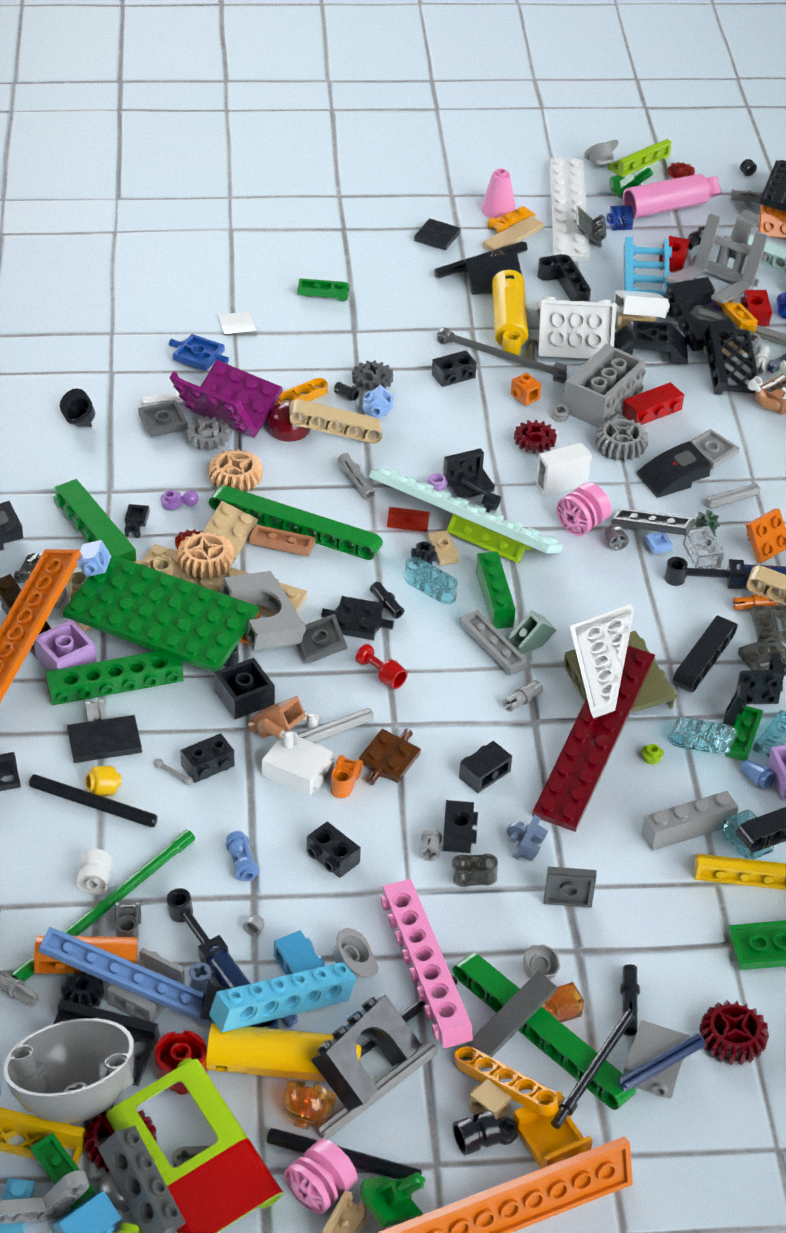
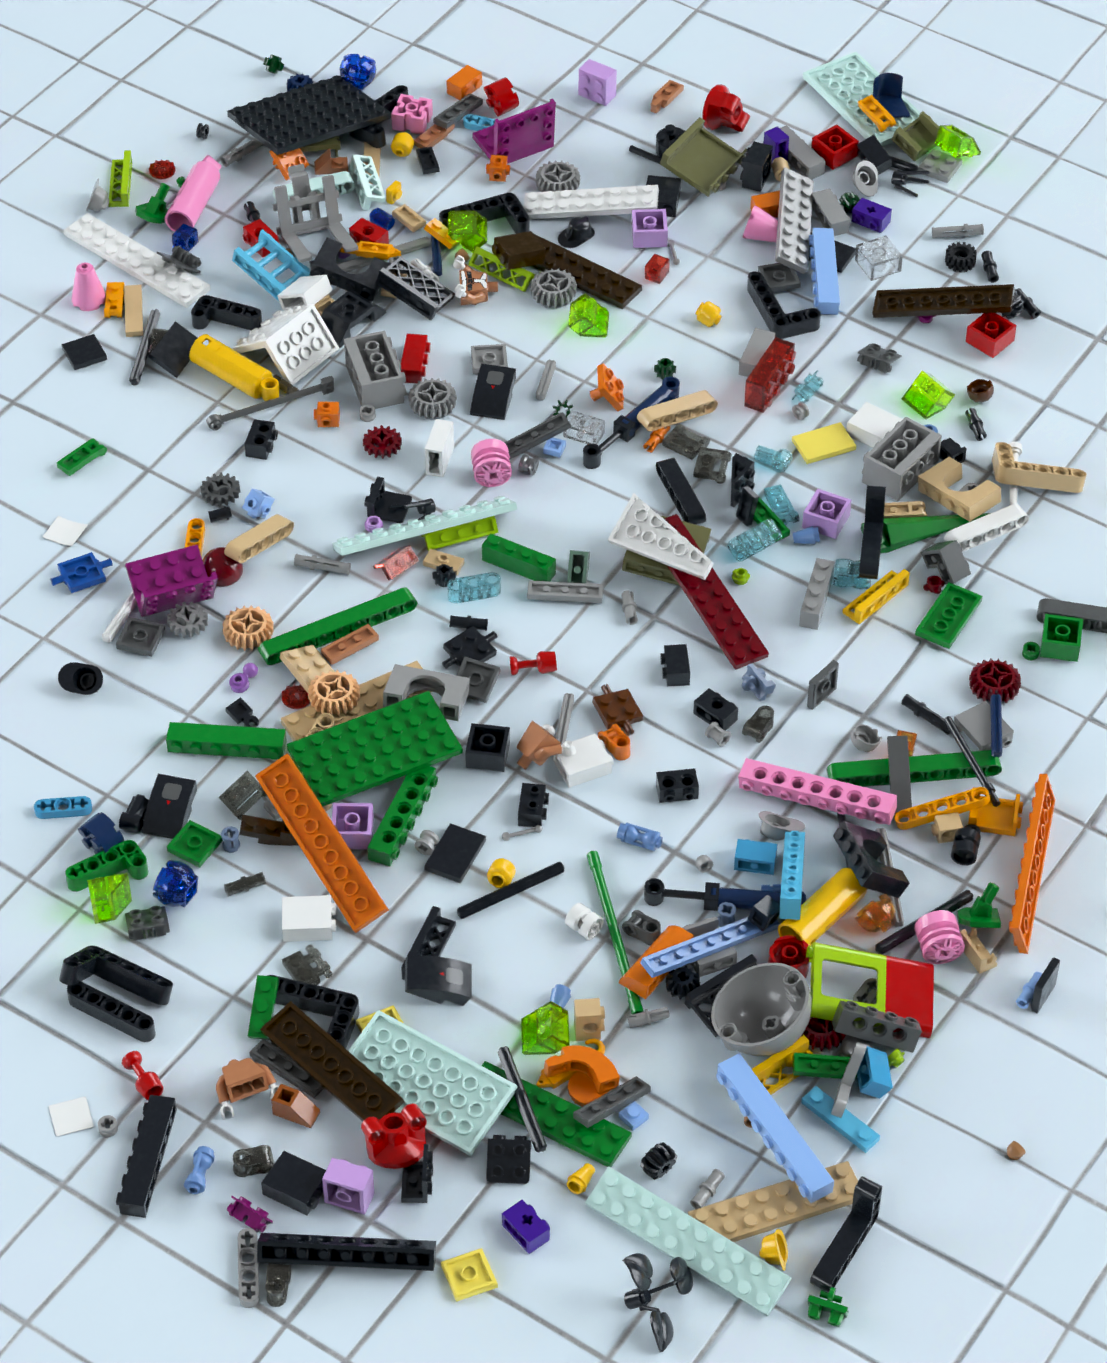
camera: 50 degrees left, 5 degrees up
(94, 558) = (298, 752): light blue brick -> none

